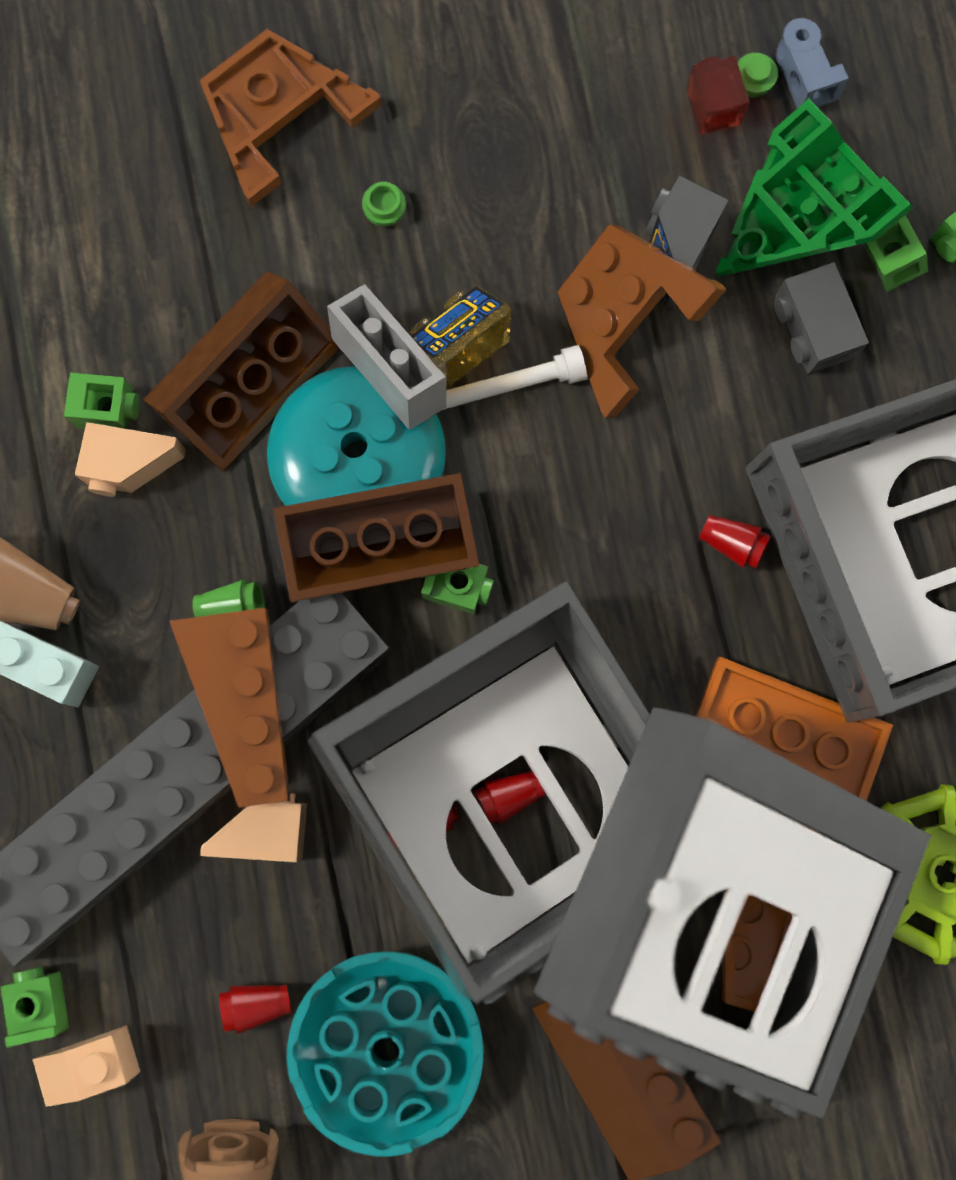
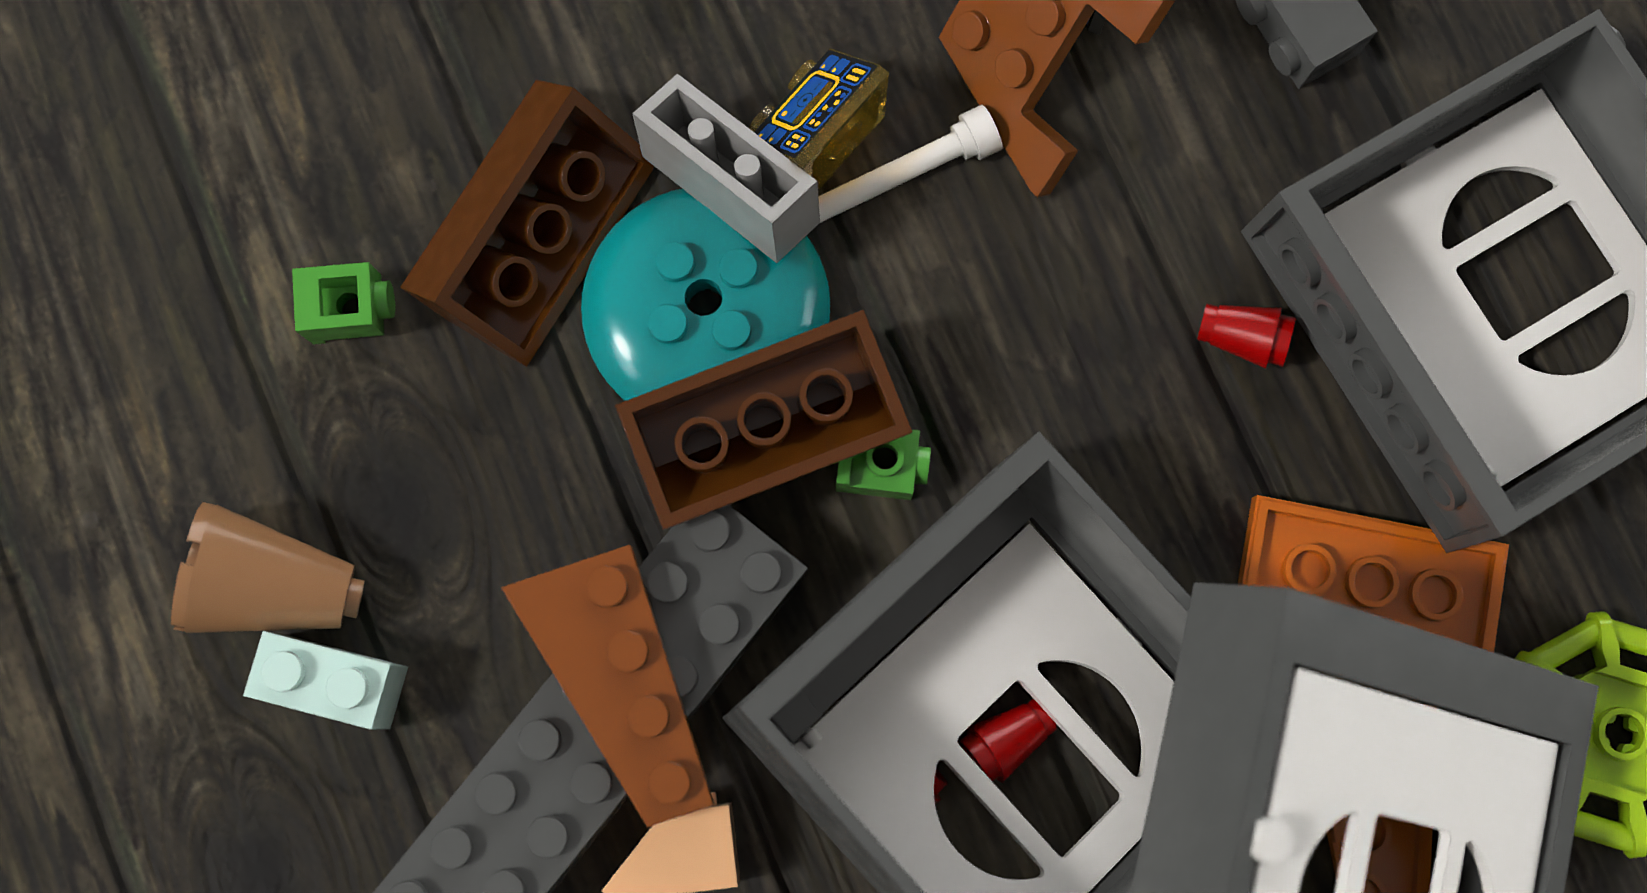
camera: 10 degrees left, 0 degrees up
(123, 458) = (388, 373): light nougat slope -> none
(229, 598) = (572, 542): bright green cone -> none

